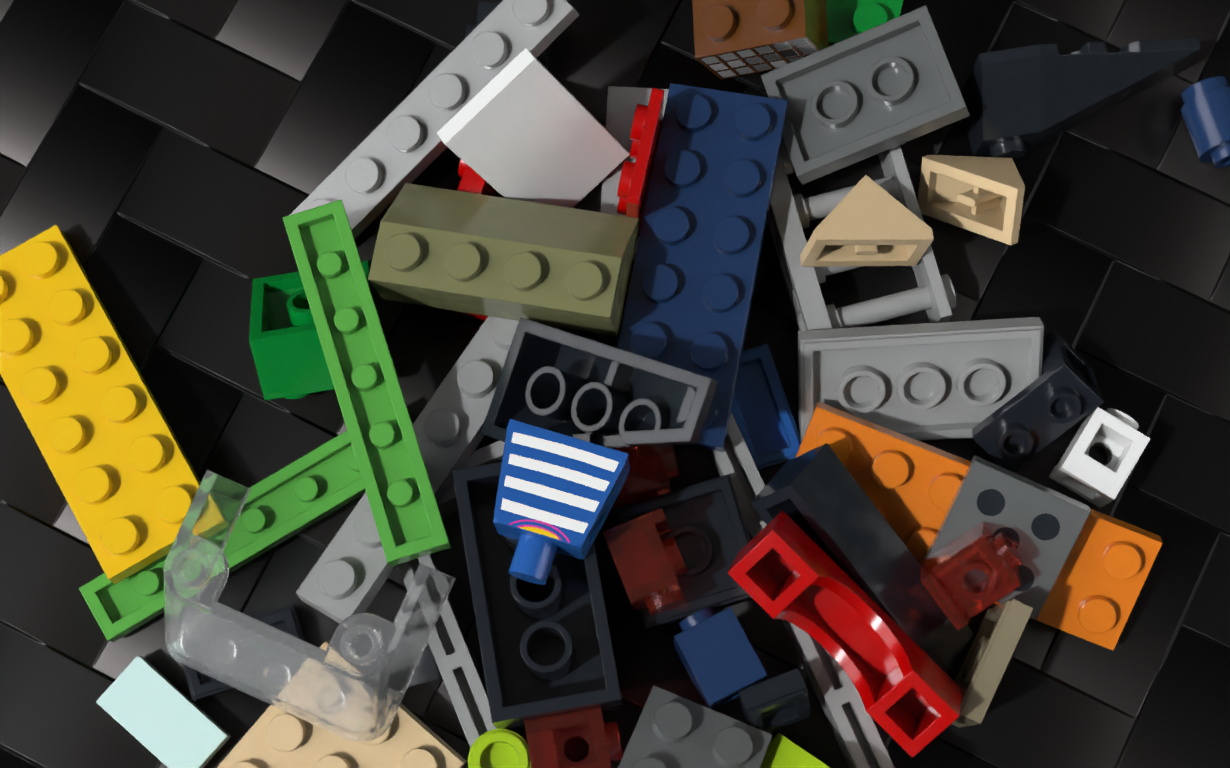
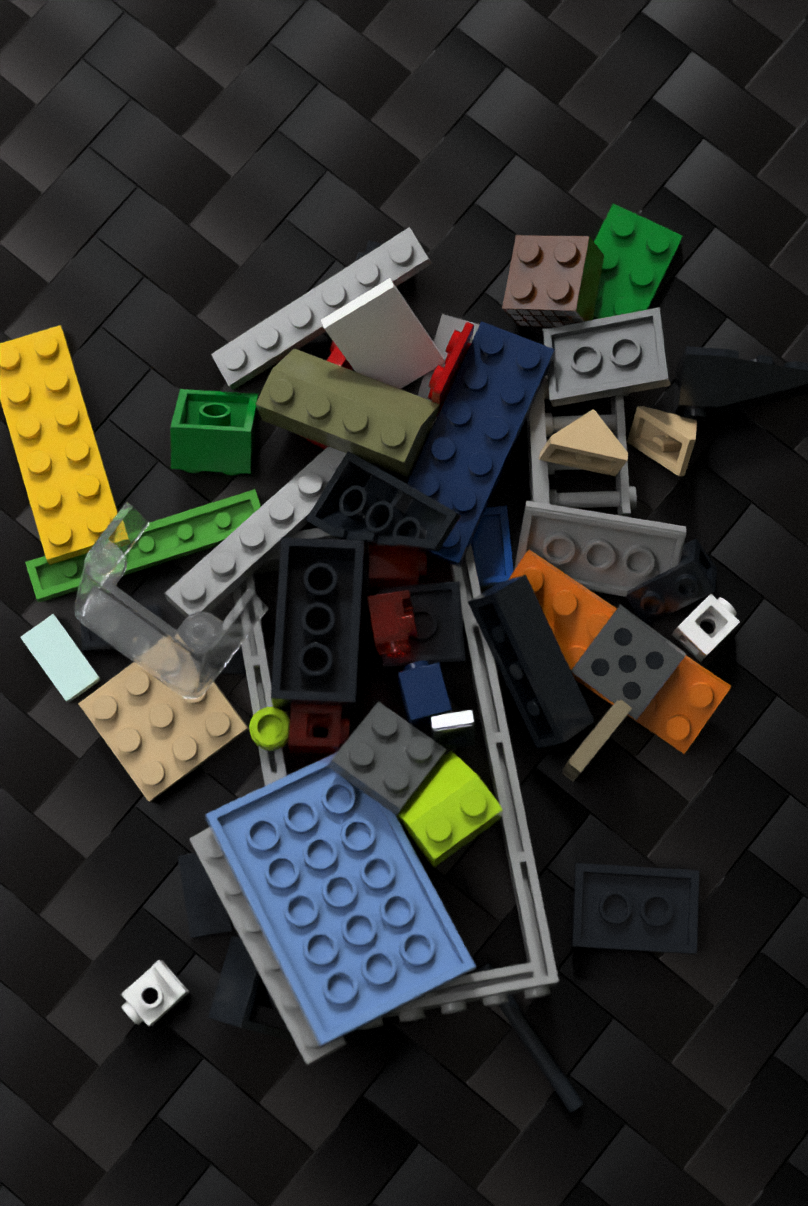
camera: 10 degrees right, 0 degrees up
(366, 384) = (239, 469): bright green plate -> none
(553, 496) = (342, 565): blue torso -> none
(889, 670) = (530, 725): red arch -> none
(976, 549) = (582, 682): clear red brick -> none

